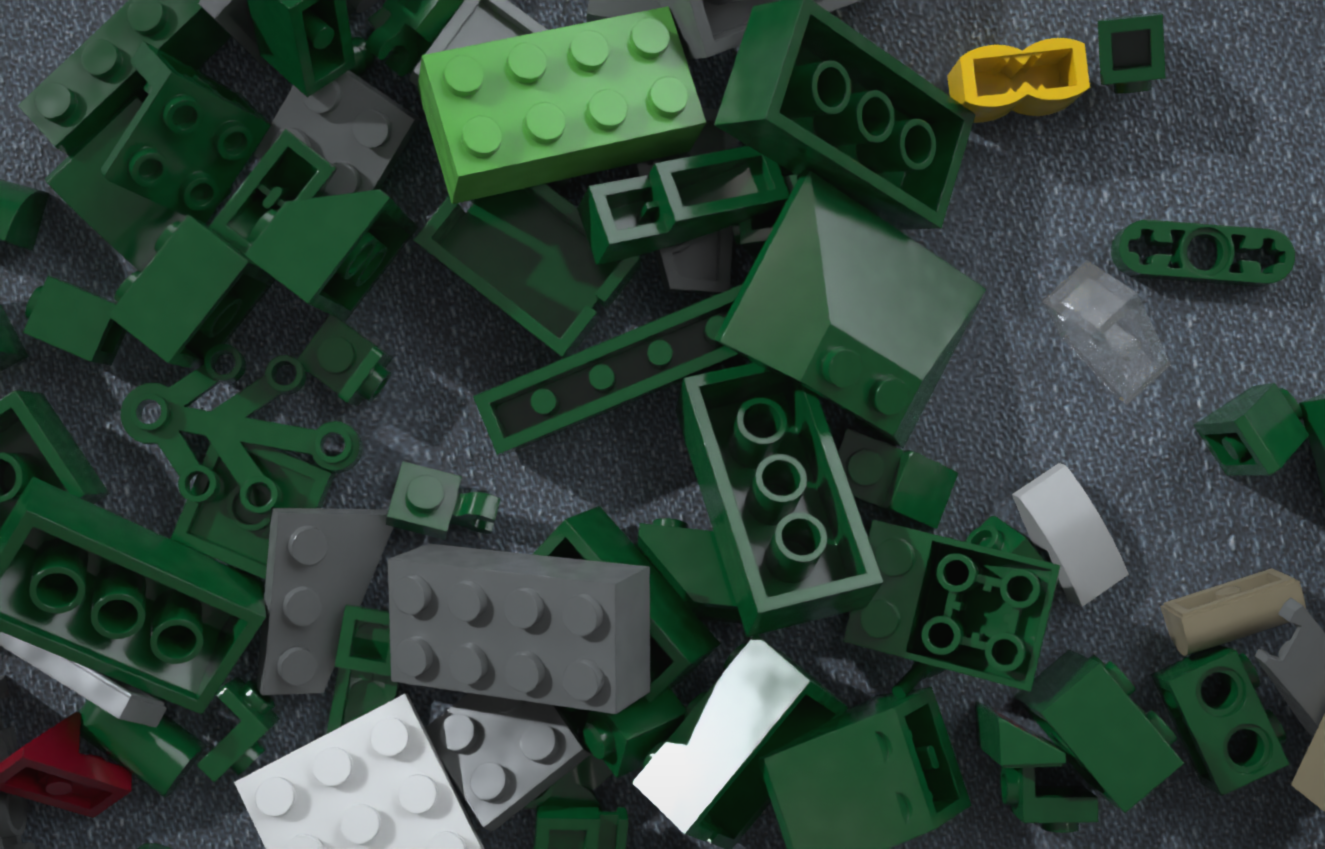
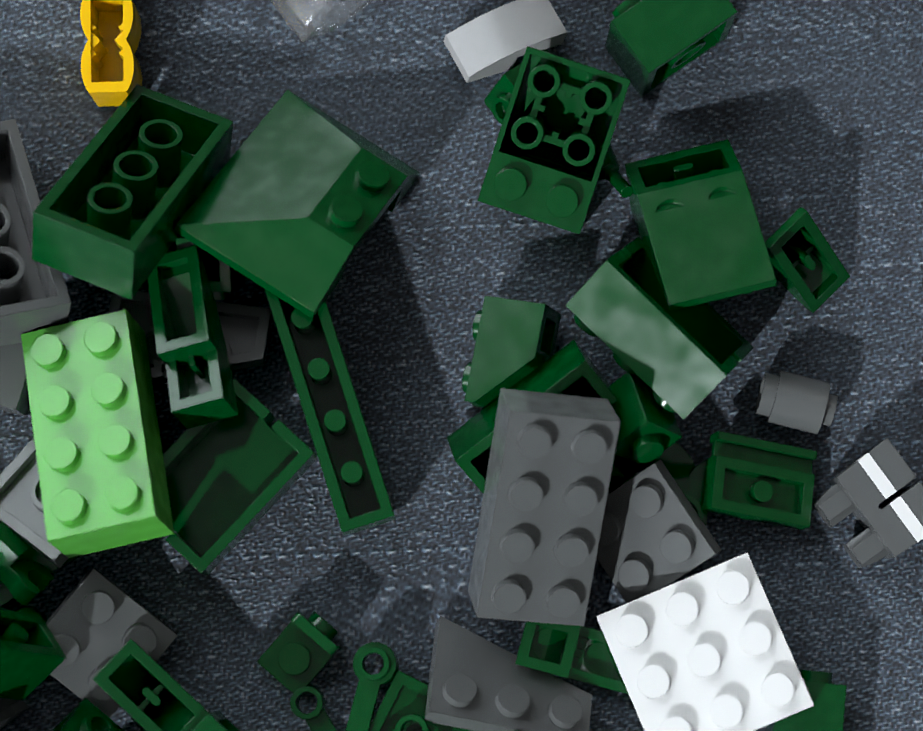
camera: 85 degrees left, 5 degrees down
(331, 246) = (201, 644): dark green slope -> none
(430, 501) = (432, 584): dark green plate -> none
(776, 498) = (450, 280): dark green brick -> none
(896, 478) = (444, 185): dark green slope -> none
(1012, 743) = (675, 101): dark green slope -> none
(1054, 807) = (737, 69): dark green bracket -> none

